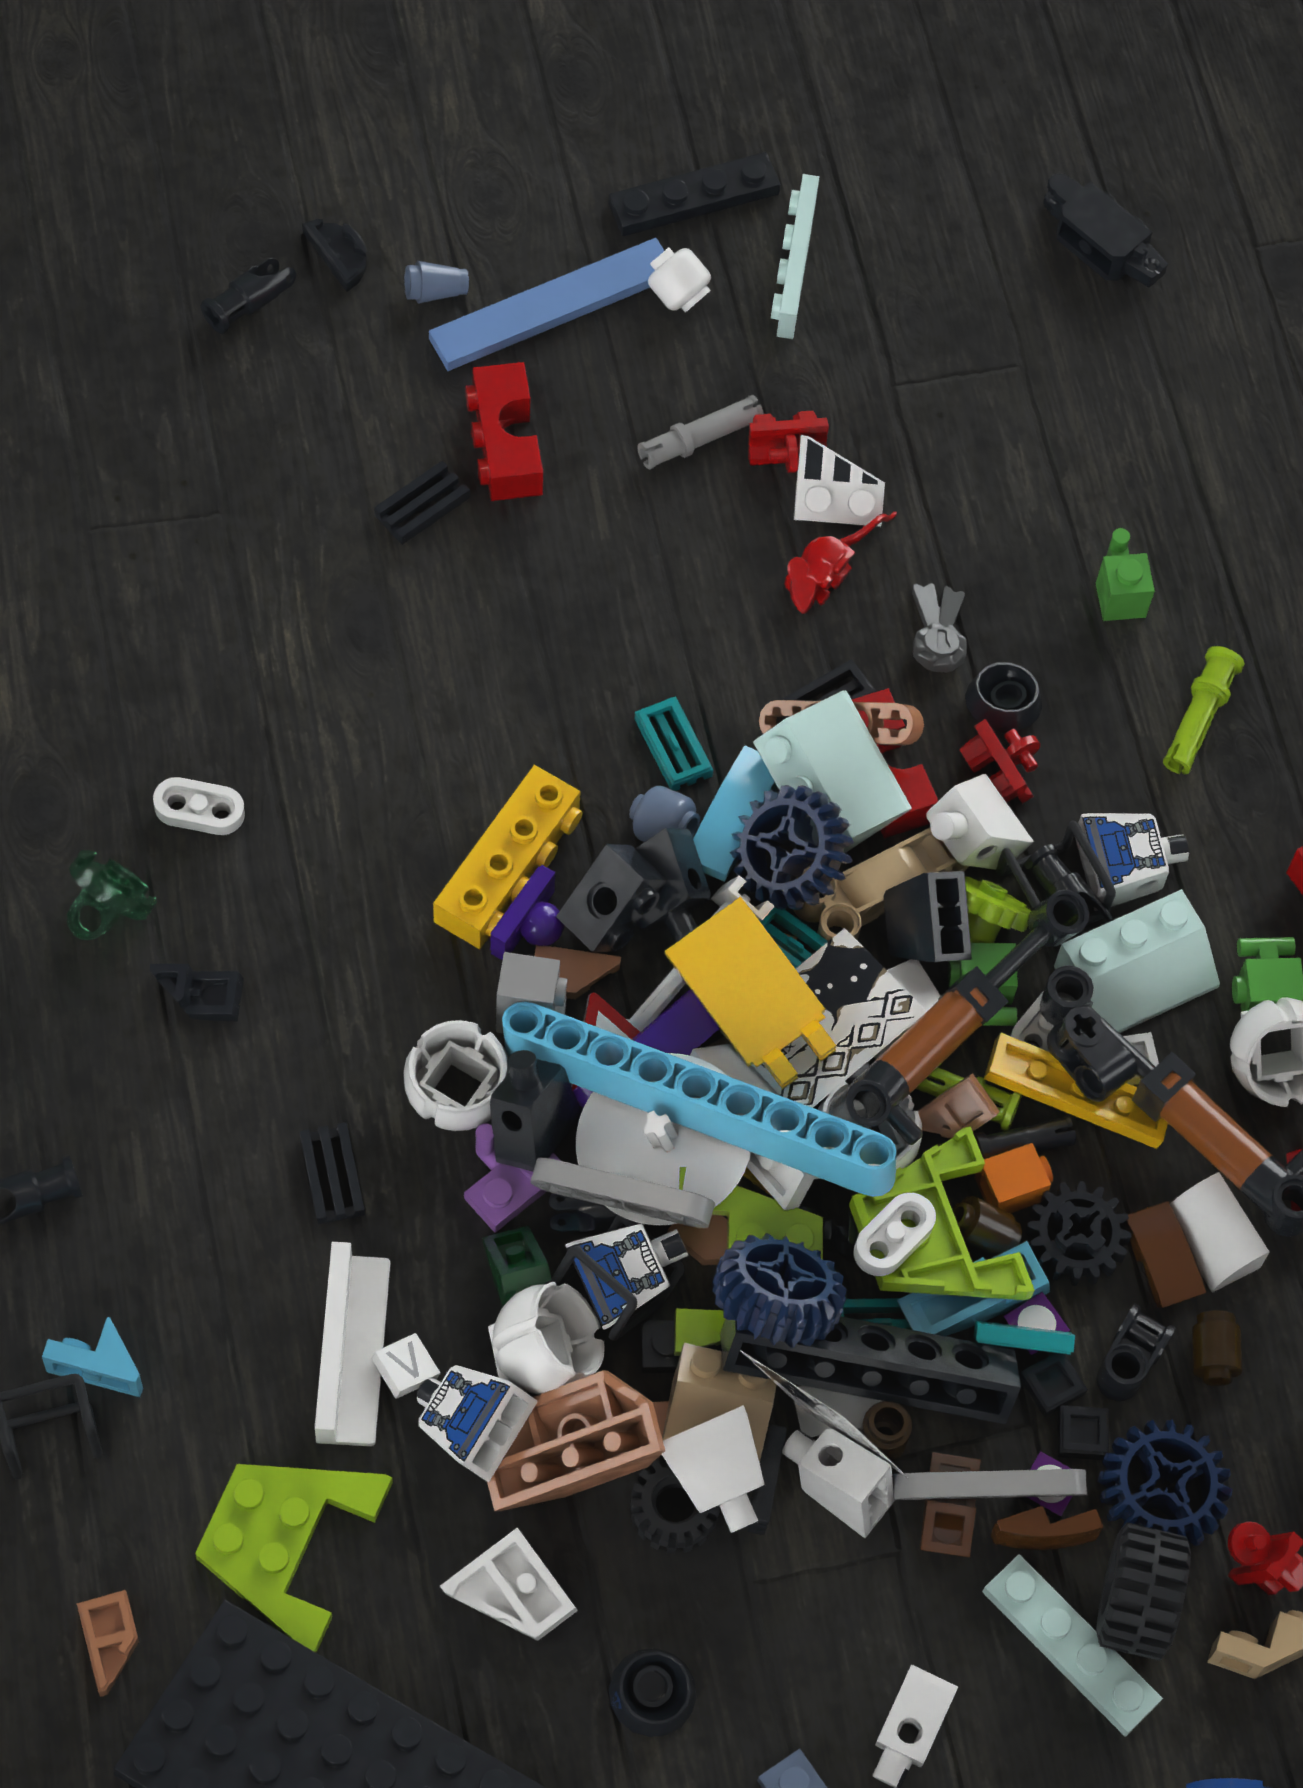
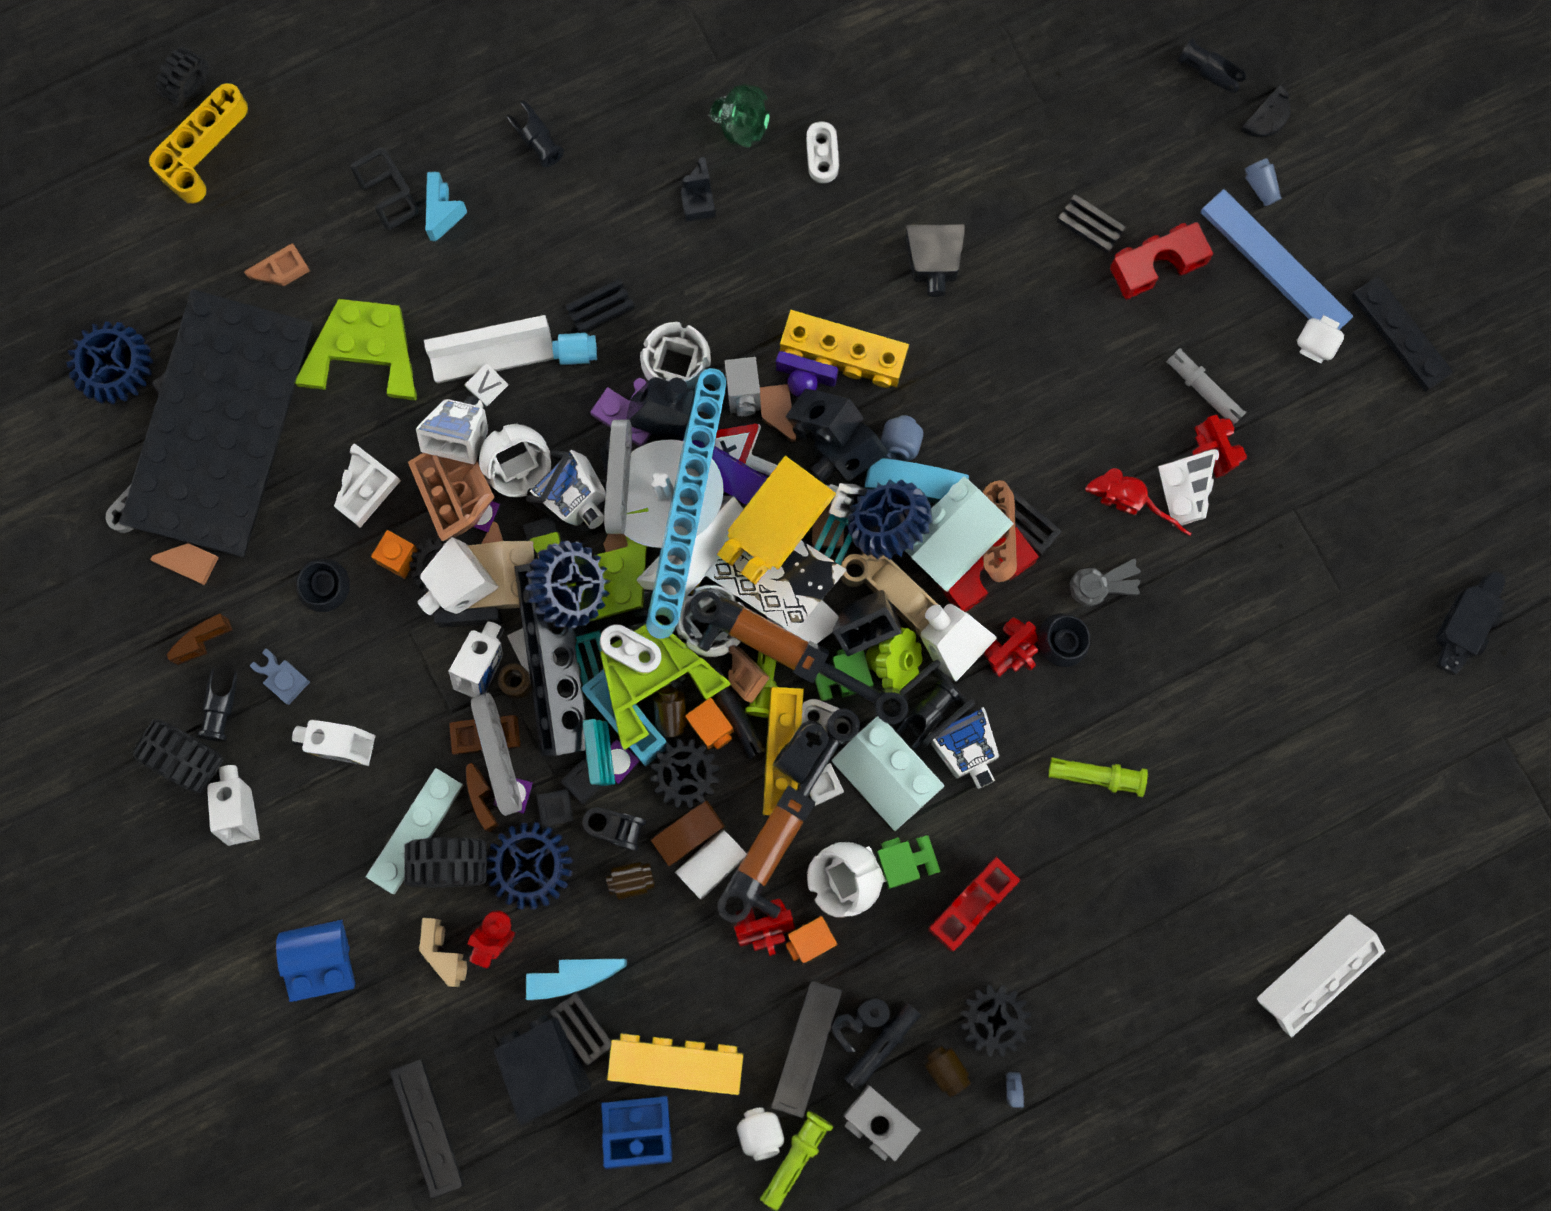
camera: 80 degrees right, 15 degrees up
(390, 1220) = (575, 348): none -> medium azure brick
(406, 702) = (934, 254): none -> torso
(515, 1261) = (567, 430): dark green slope -> none
(639, 1561) = (394, 554): none -> orange brick
(687, 774) = (943, 448): teal tile -> none
(792, 270) = (1383, 412): light aqua plate -> none
(822, 1412) = (494, 633): white sticker -> none
(1124, 581) = (1181, 698): bright green brick -> none

